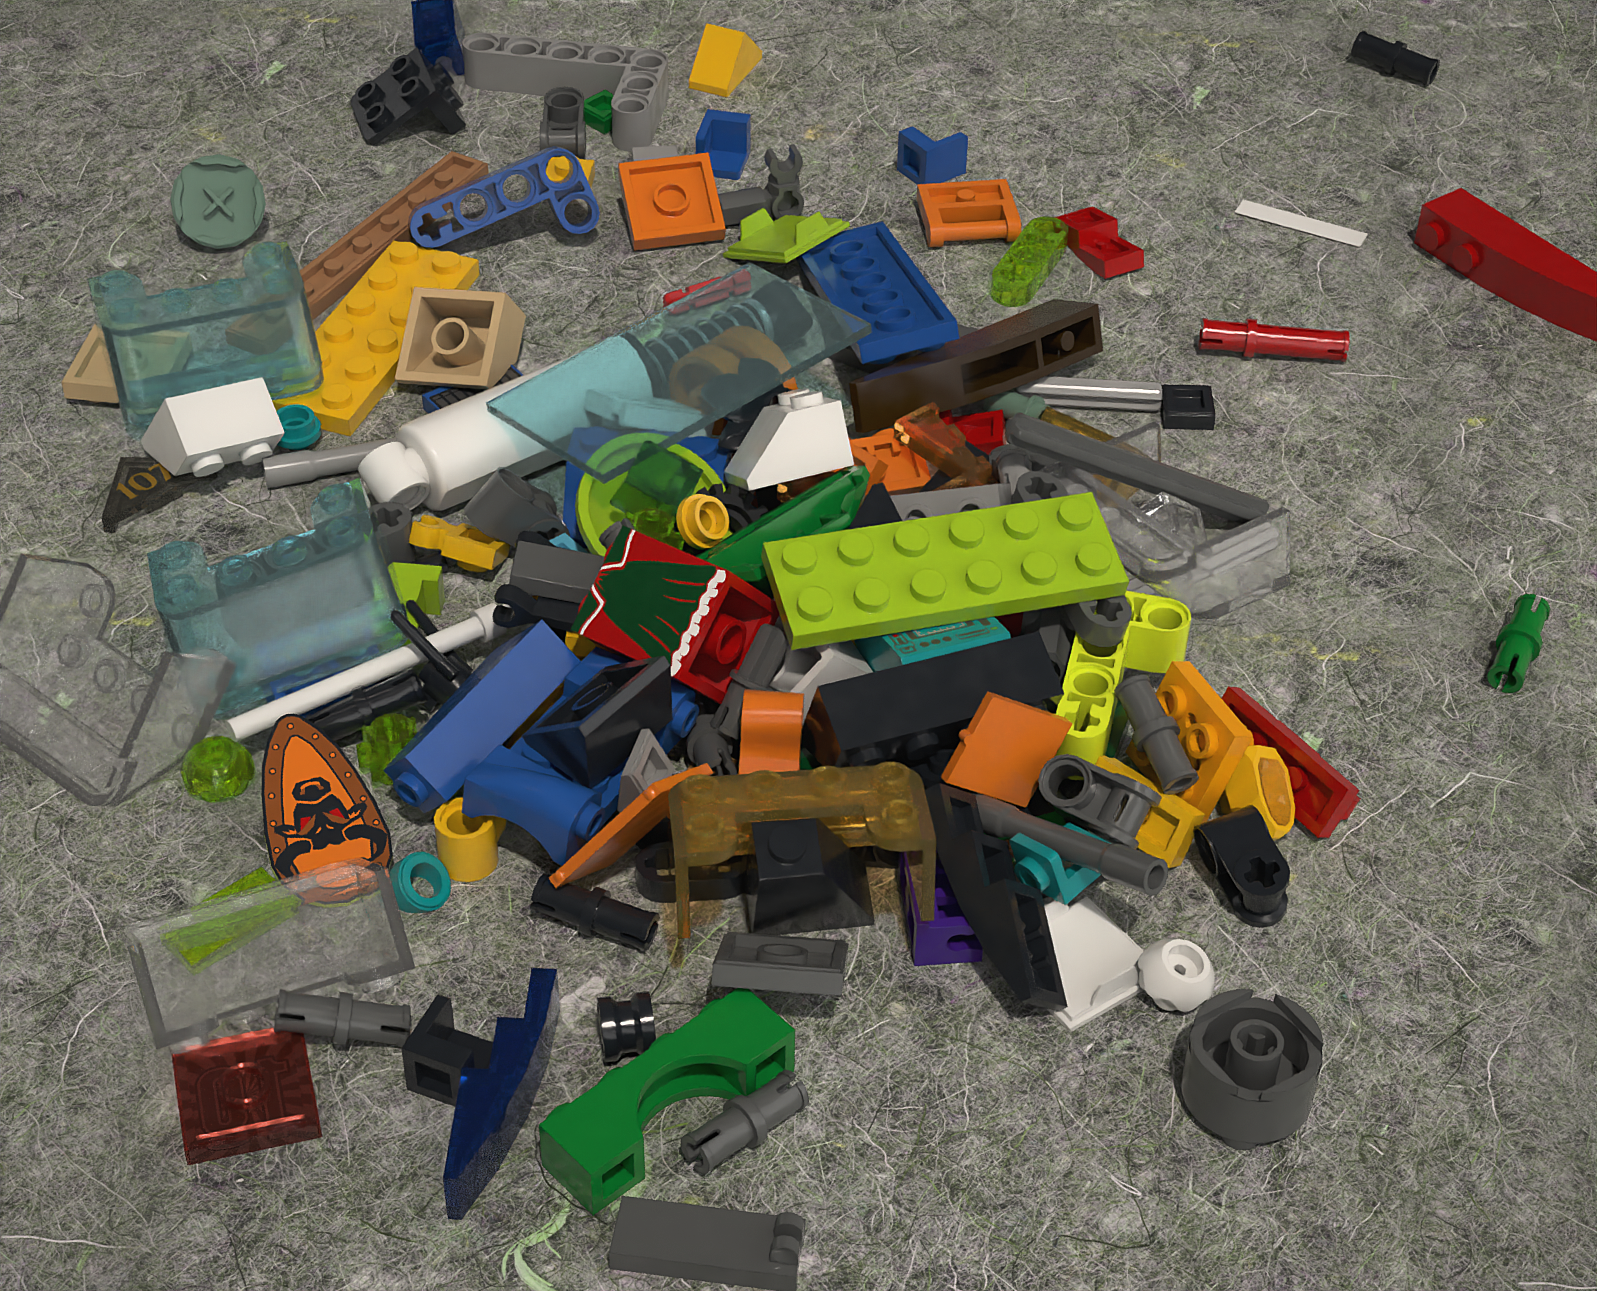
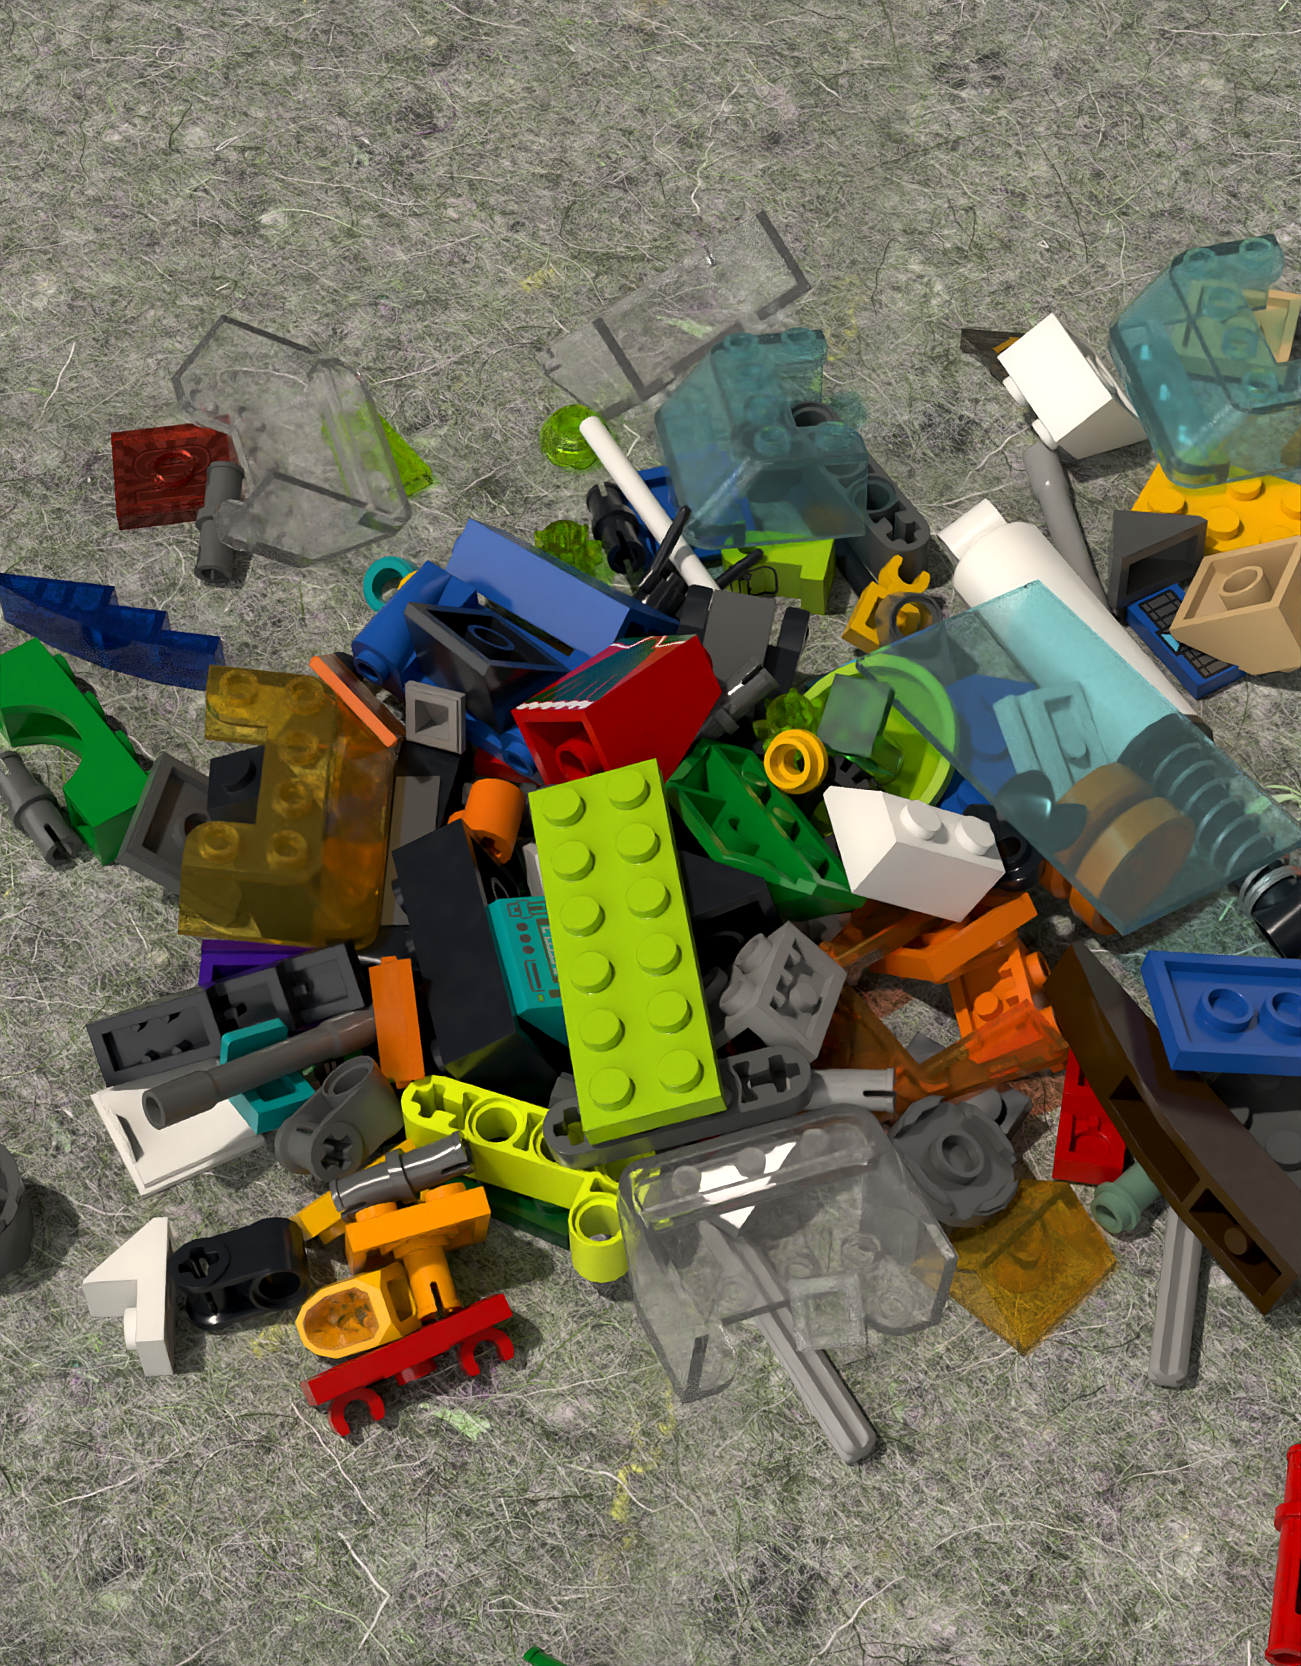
camera: 100 degrees right, 10 degrees up
(299, 425) = (1118, 475): teal plate -> none
(316, 803) = (480, 485): shield -> none
(397, 397) = (1152, 553): none -> dark grey slope
(438, 1053) = (168, 585): black panel -> none
(625, 1025) = (161, 721): black wheel -> none
(1132, 469) = (878, 1242): dark grey axle -> none
(1176, 974) = (136, 1200): white plate -> none
(1187, 407) = (1149, 1414): black tile -> none
(1275, 932) = (138, 1286): none -> white slope

